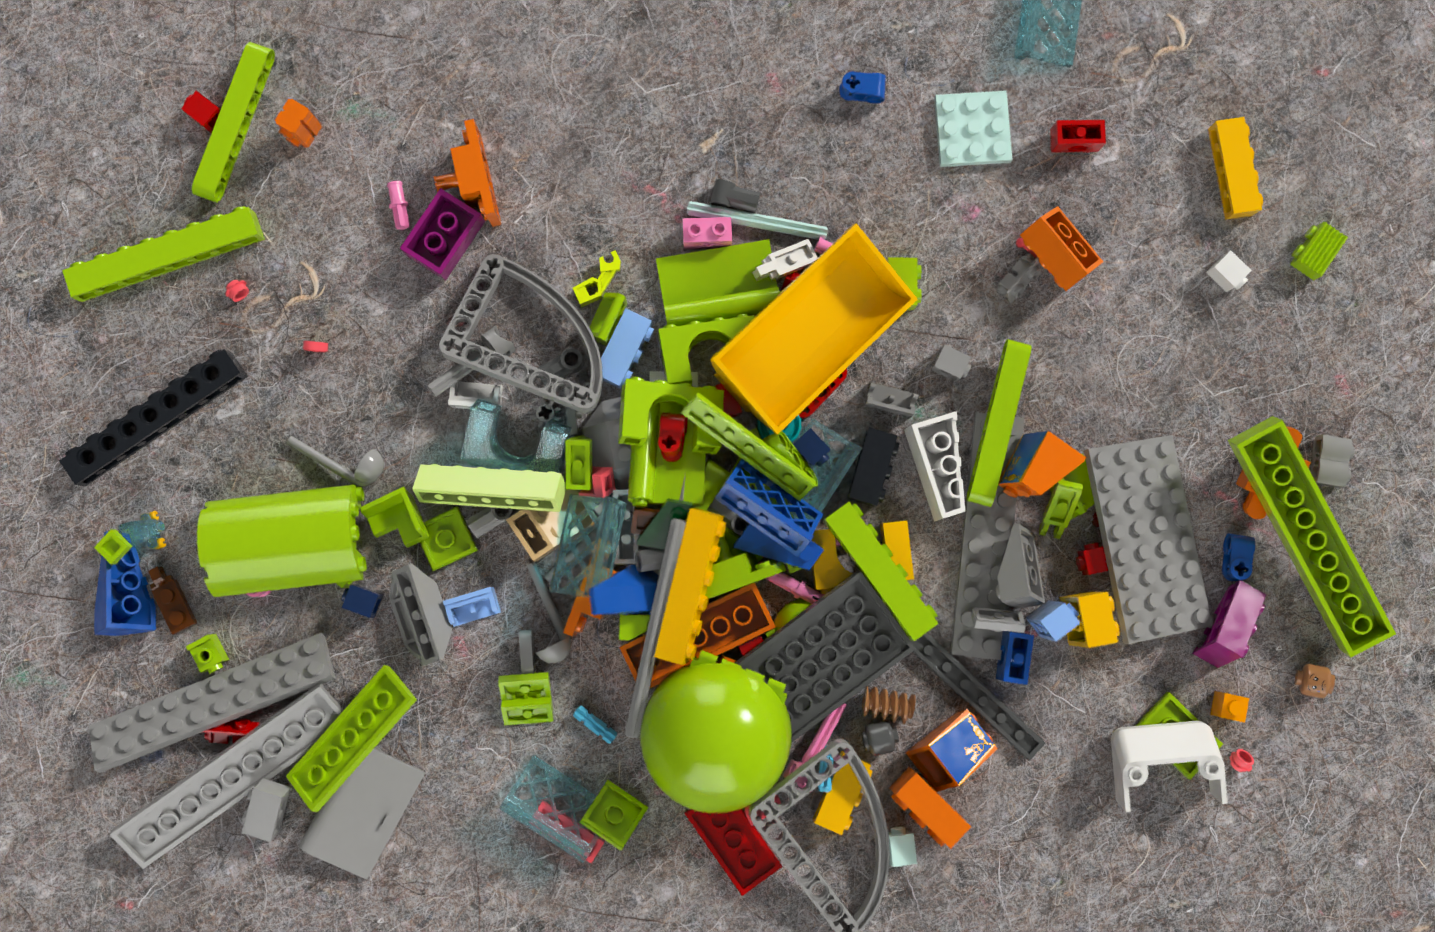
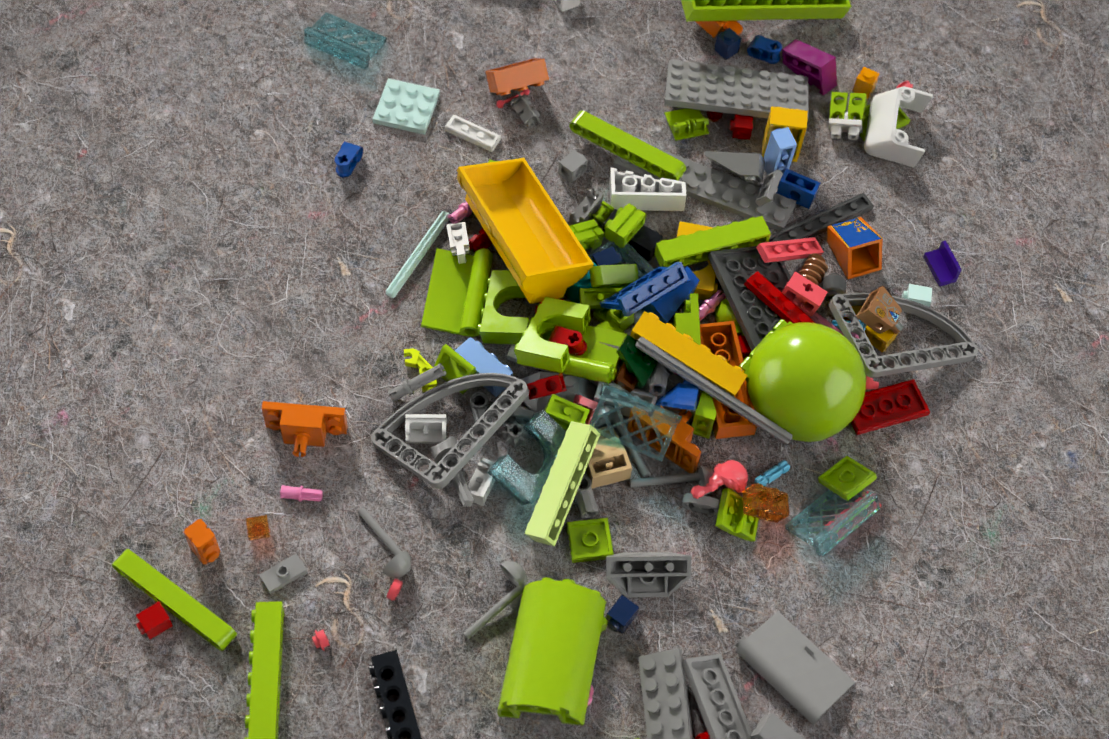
camera: 70 degrees left, 25 degrees down
(301, 222) = (283, 573): none -> light grey plate
(342, 175) = (257, 527): none -> clear orange plate
(344, 346) = (398, 565): none -> light grey piece
(350, 738) = (736, 648): lime plate -> none
(393, 512) = (562, 558): lime panel -> none
(442, 234) = (341, 463): magenta brick -> none
(472, 606) = (651, 531): light blue hinge -> none
(521, 311) = (425, 428): none -> white hinge
(542, 727) = (765, 503): none -> clear orange brick
(563, 674) = (729, 473): none -> coral hair
(565, 274) = (417, 382): none -> light grey pin
(602, 431) = (546, 386): none -> red leg
(707, 232) = (415, 285): bright pink brick -> none
(729, 196) = (394, 262): dark grey piece -> none
(748, 446) = (595, 287): lime tile -> none
(820, 676) = (776, 299): none -> red plate
(842, 691) = (804, 293): none -> coral brick
(843, 407) = (588, 234): none -> lime brick
(845, 807) = (881, 312): none -> medium nougat torso
(869, 454) = (624, 225): none -> lime brick
(890, 422) = (606, 209): none -> lime bush
(910, 670) = (789, 249): none -> coral plate
(928, 808) = (893, 267): orange brick -> none
(961, 224) = (472, 133): none -> white tile
(965, 869) = (943, 264): none -> dark purple panel
(1038, 464) = (666, 129): orange slope -> none
(1060, 507) = (701, 129): lime hinge -> none
(1077, 136) = (440, 46): red brick -> none
(1152, 693) = (847, 121): none -> hips
(1227, 505) = (727, 43): none -> dark blue brick
(1315, 681) = (861, 33): medium nougat head -> none

